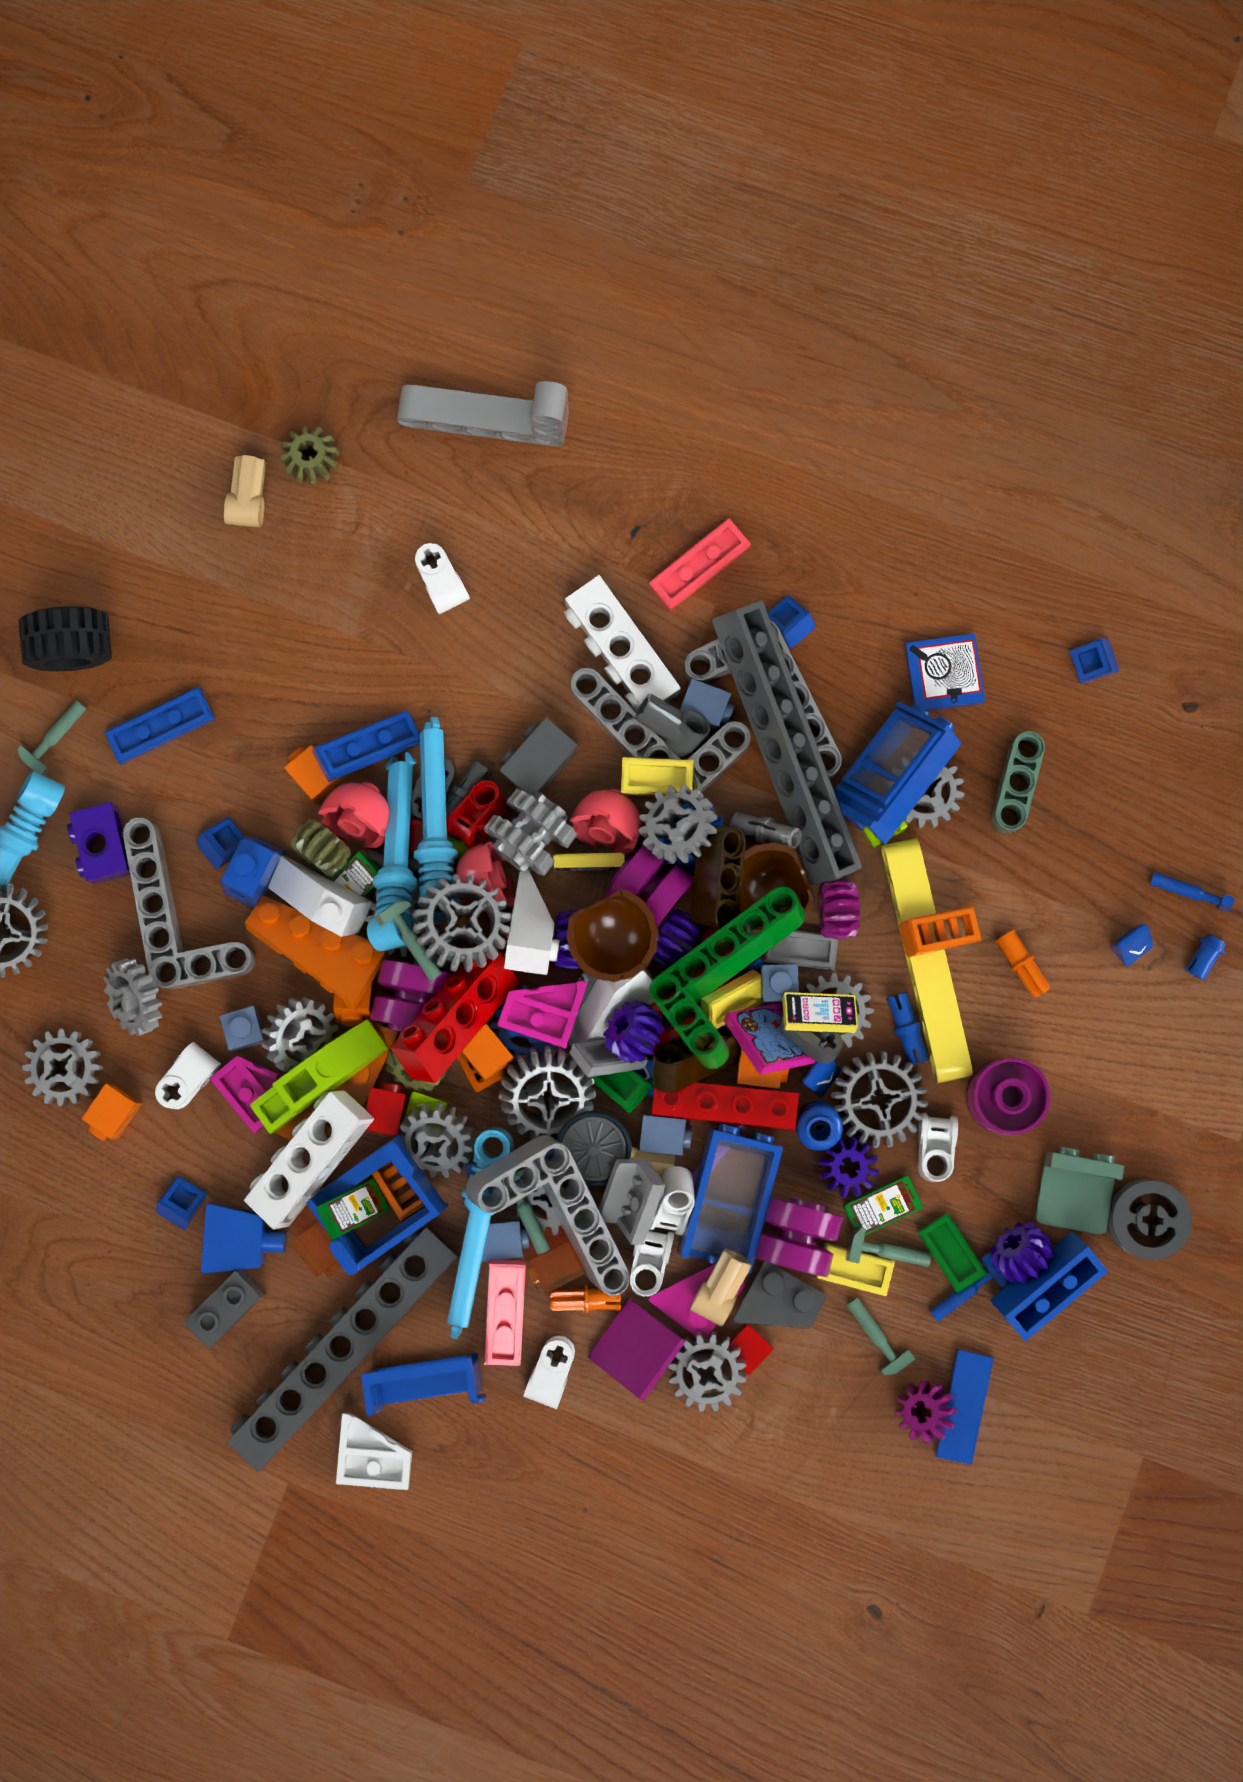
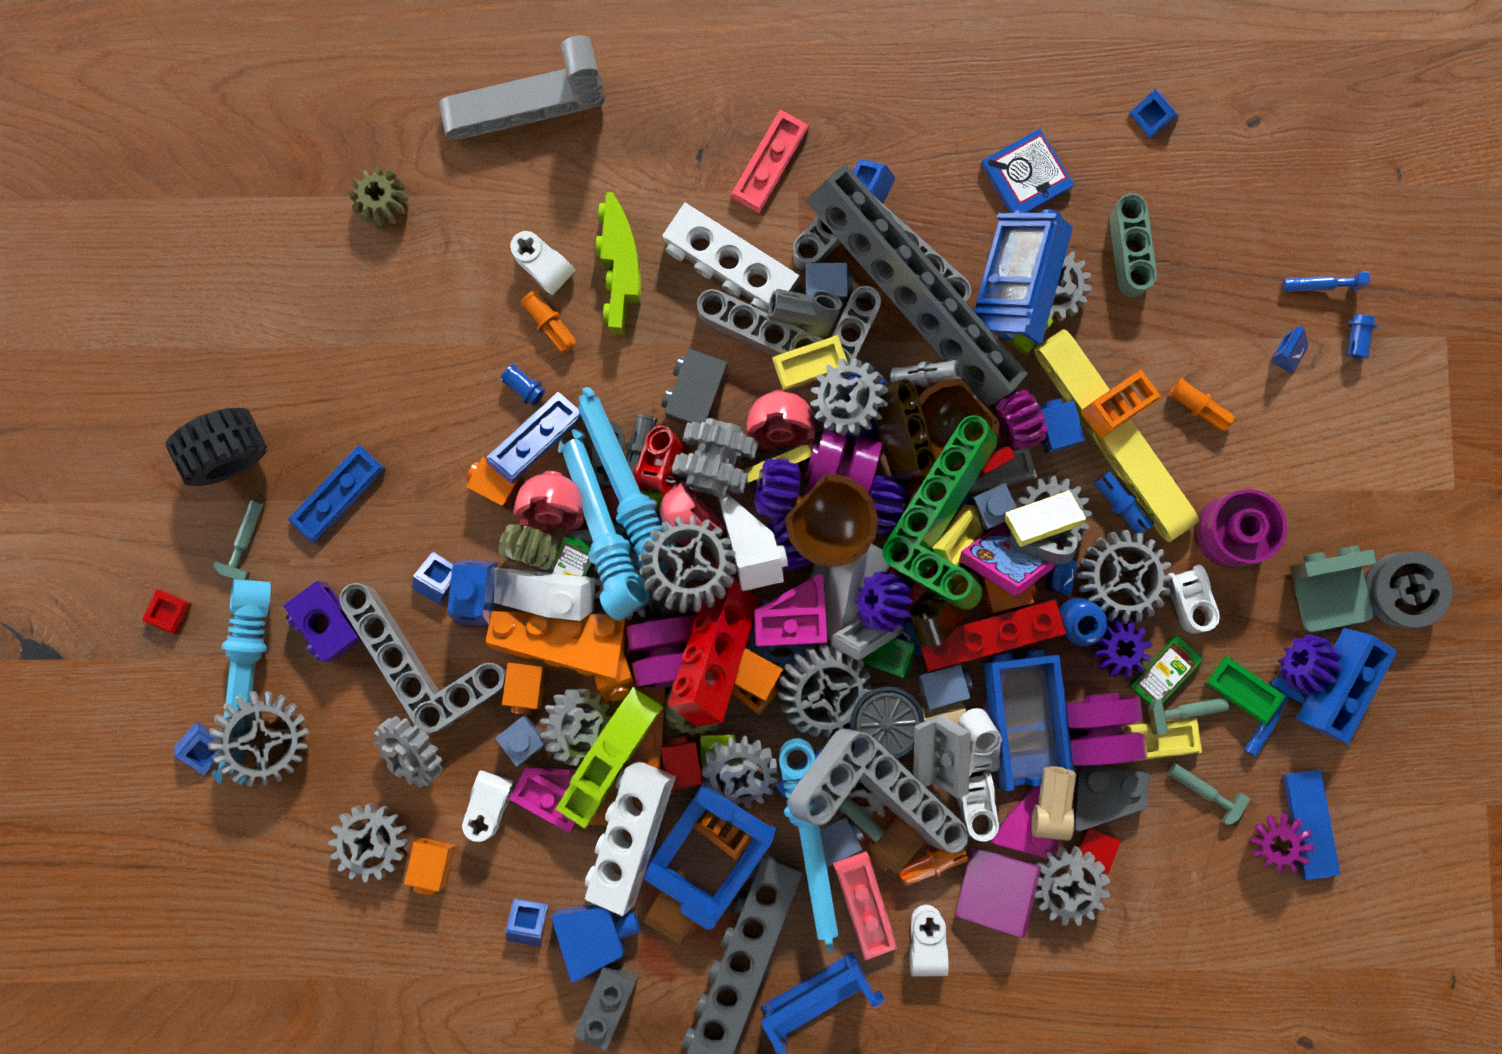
camera: 25 degrees left, 0 degrees up
(245, 502) = (335, 261): tan piece -> none
(265, 979) = (524, 687): none -> orange brick
(352, 1209) = (688, 867): tile -> none
(376, 690) = (523, 385): none -> blue pin
(409, 937) = (644, 596): sand green piece -> none
(425, 638) = (548, 321): none -> orange axle
(519, 596) = (619, 252): none -> lime slope
(576, 884) = (777, 488): none -> dark purple gear
(798, 940) = (997, 460): none -> red tile
(875, 929) = (1062, 426): none -> blue brick

